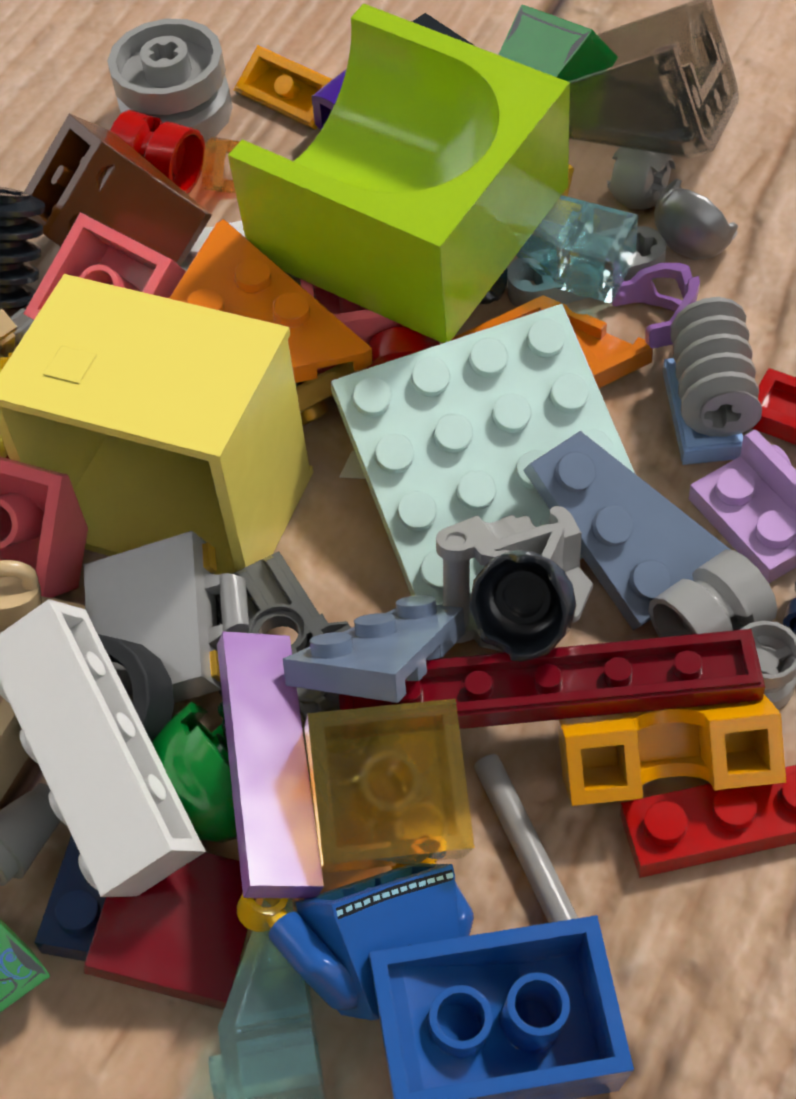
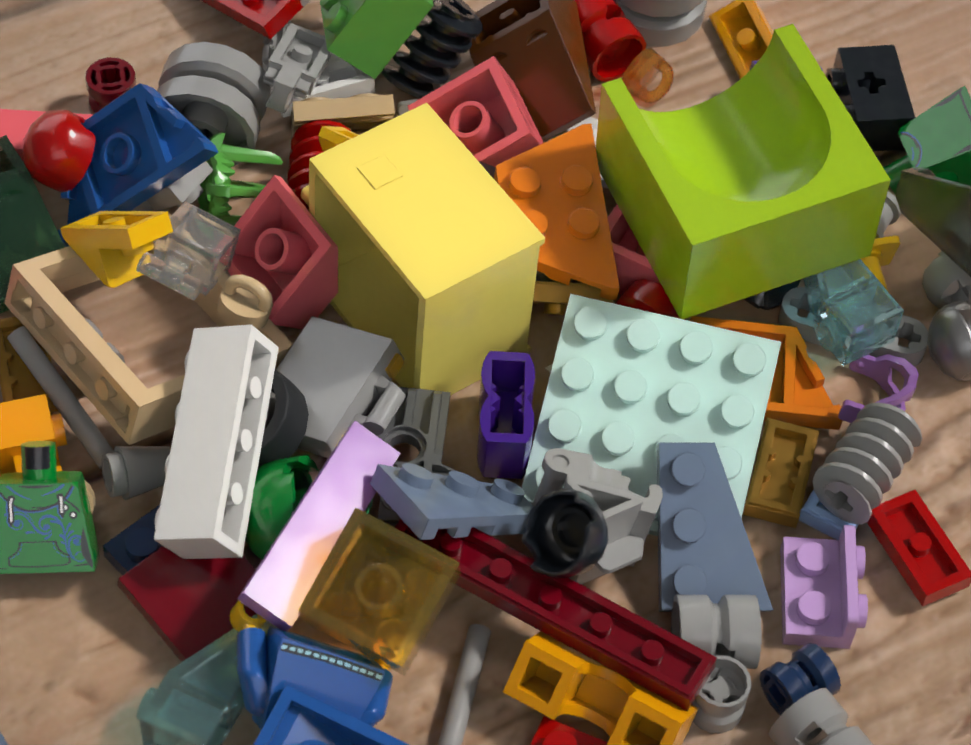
camera: 25 degrees right, 0 degrees up
(349, 538) = (505, 414): none -> dark purple brick
(645, 429) = (781, 473): none -> pearl gold plate

